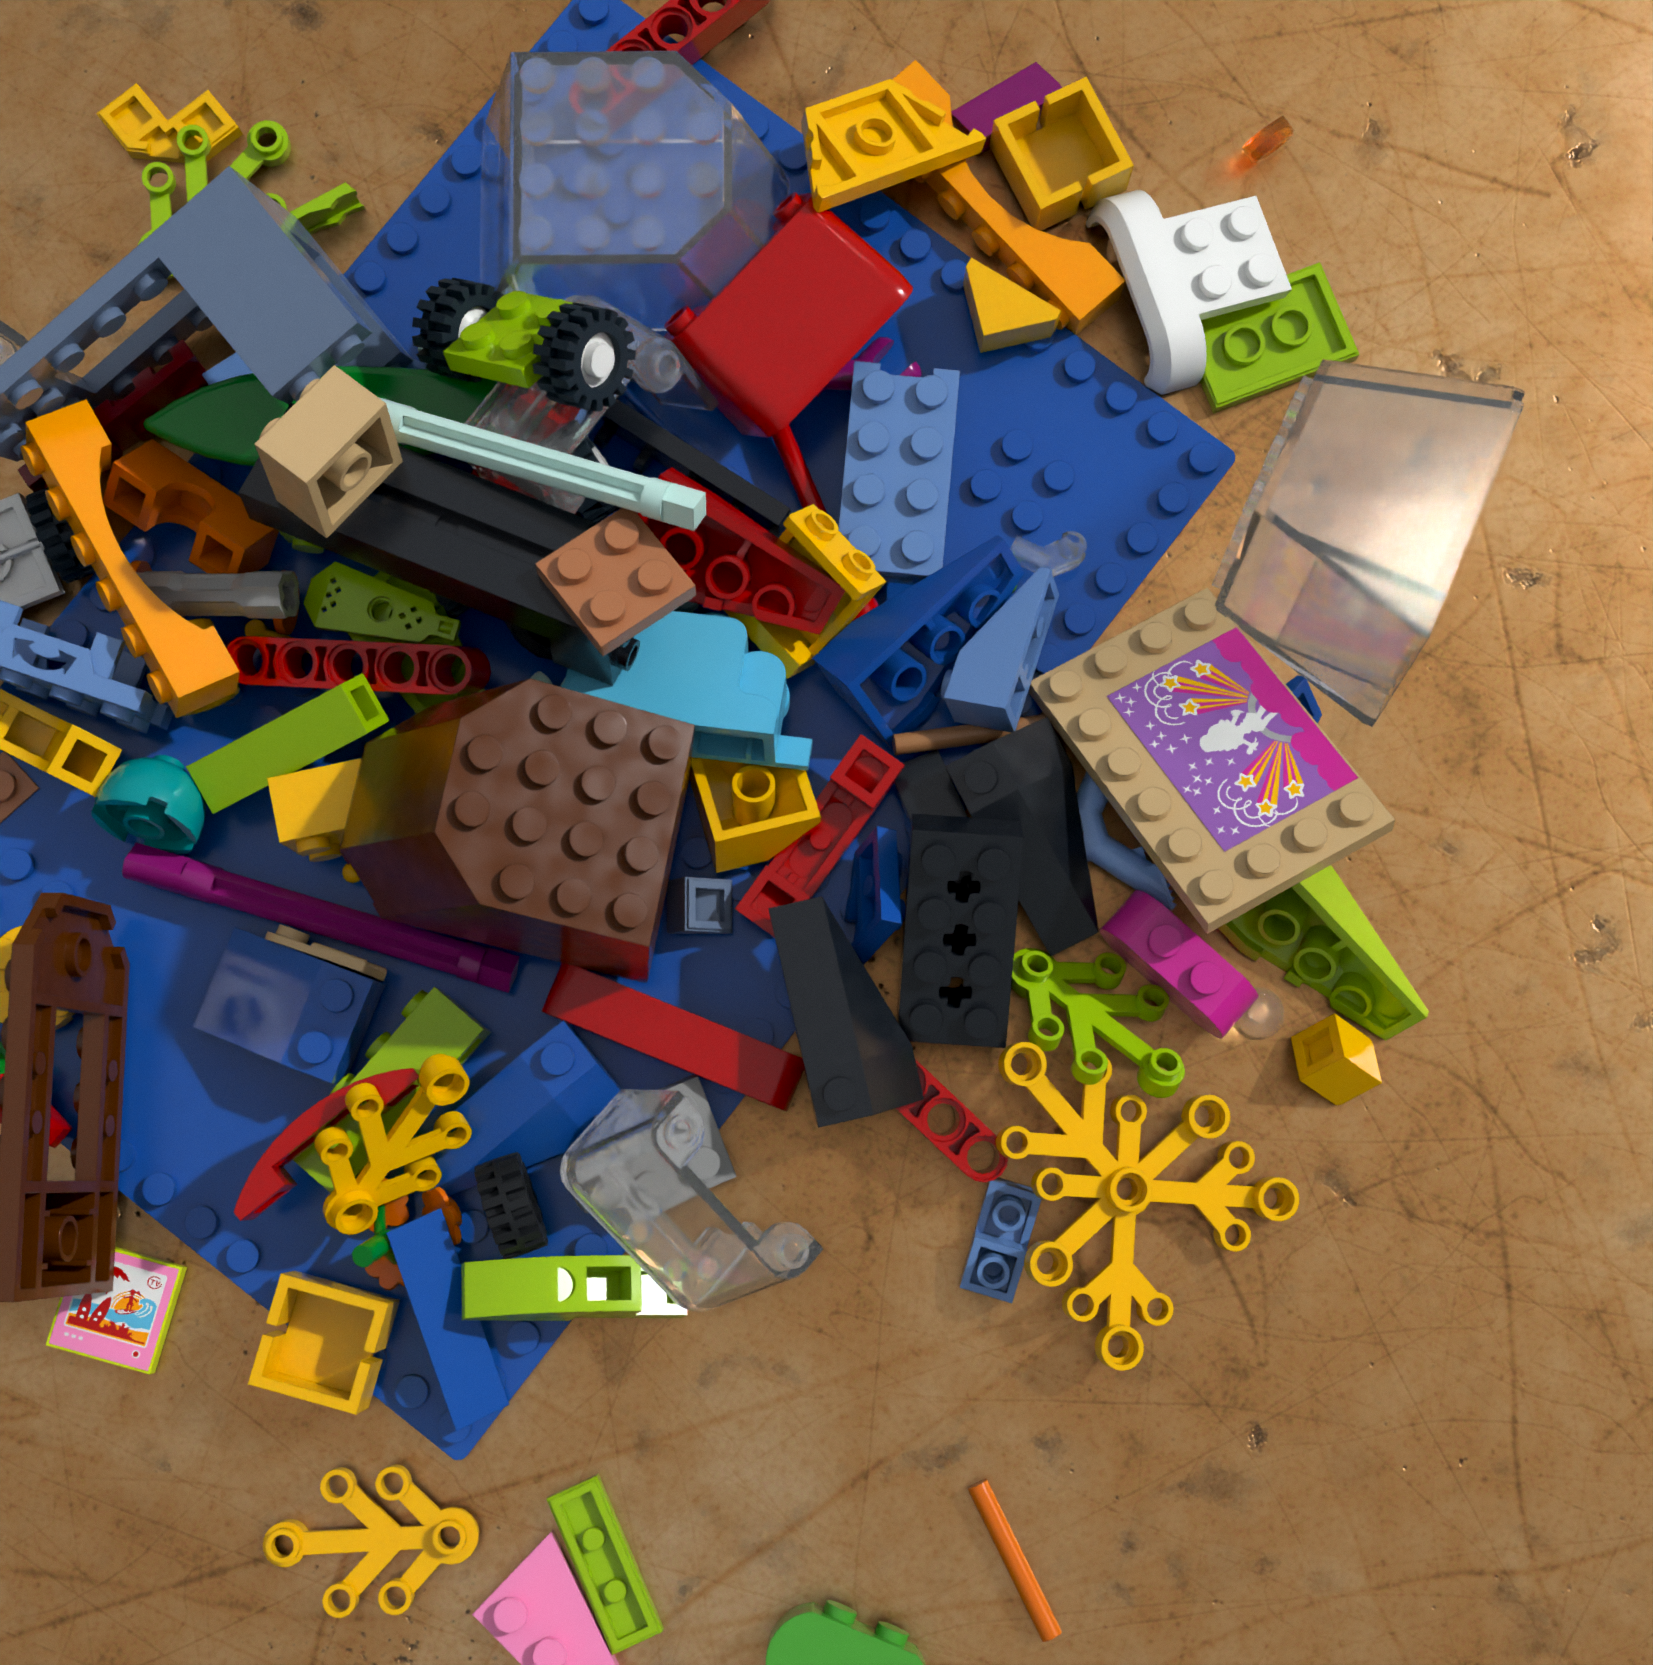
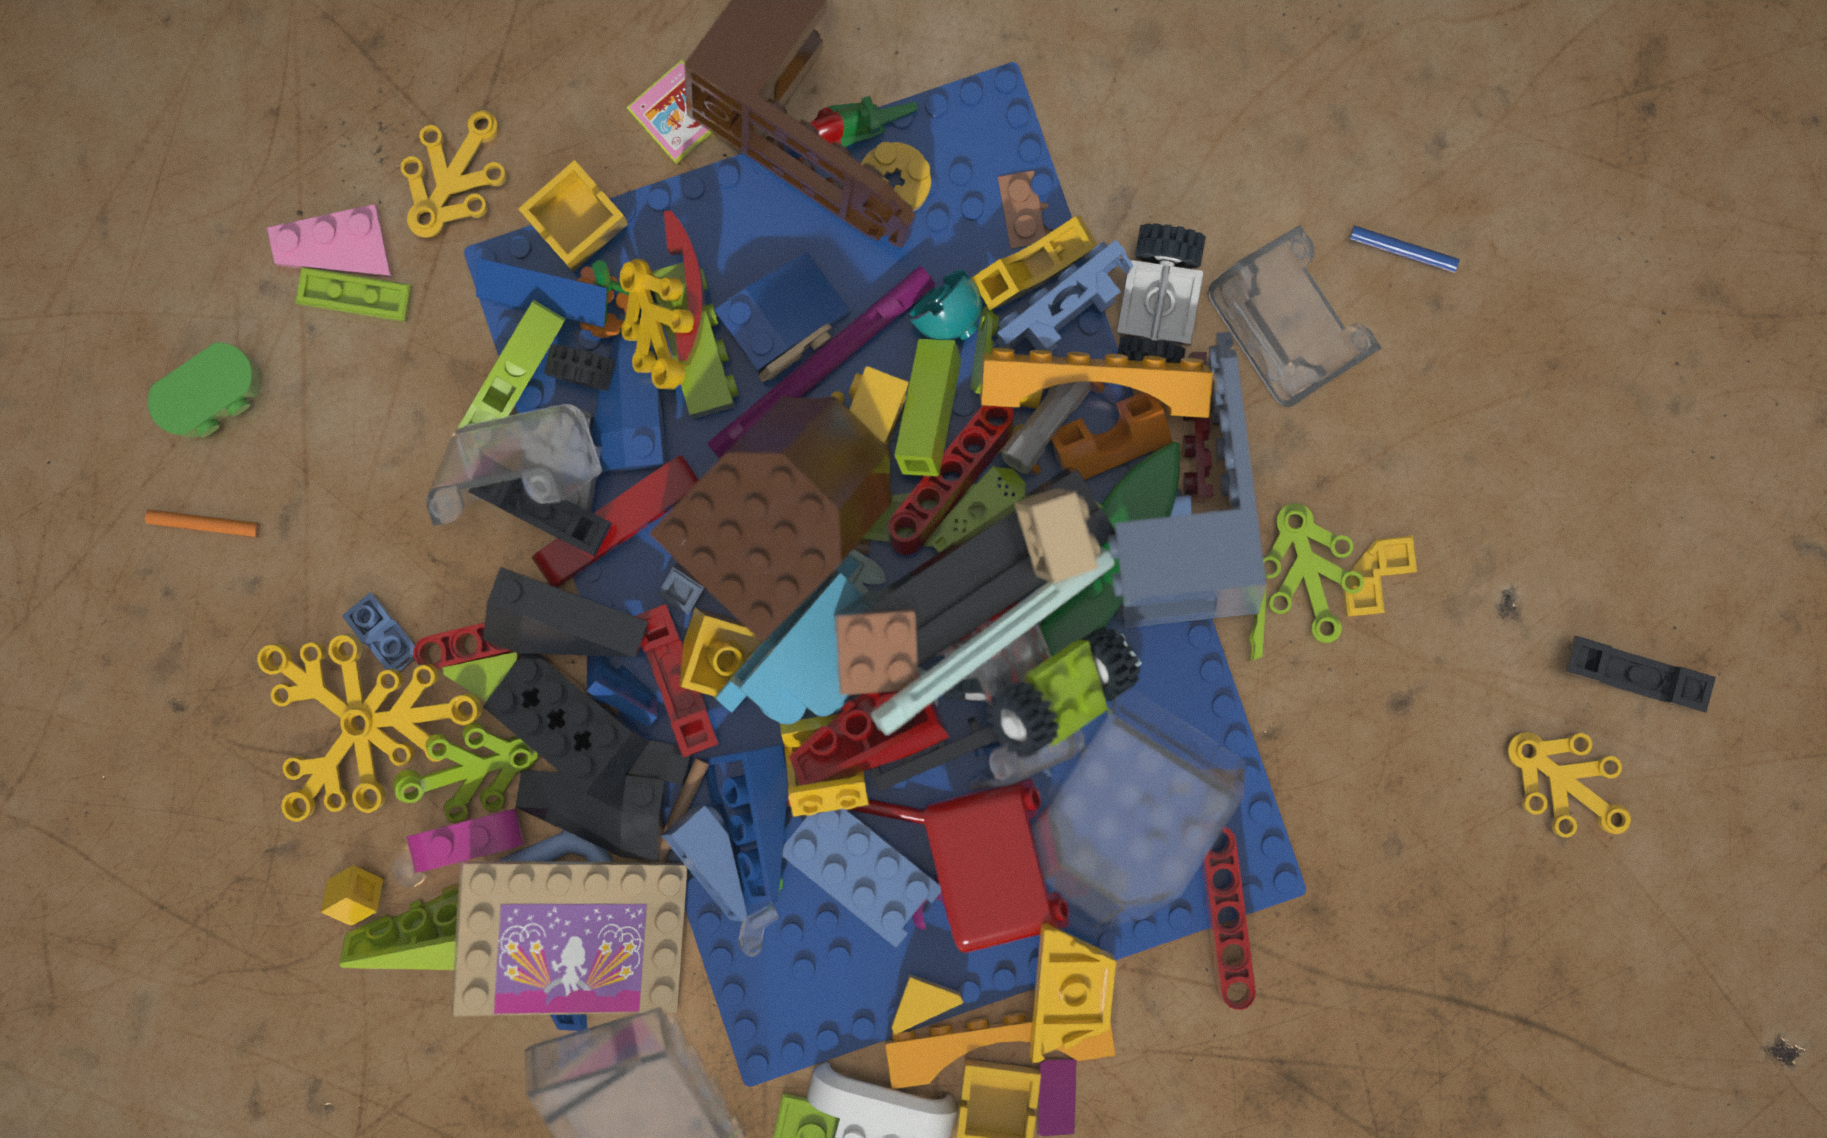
camera: 120 degrees right, 5 degrees up
(182, 733) = (986, 329): none -> lime piece
(713, 1089) = (557, 518): none -> black slope
(968, 1074) = (482, 675): none -> lime slope

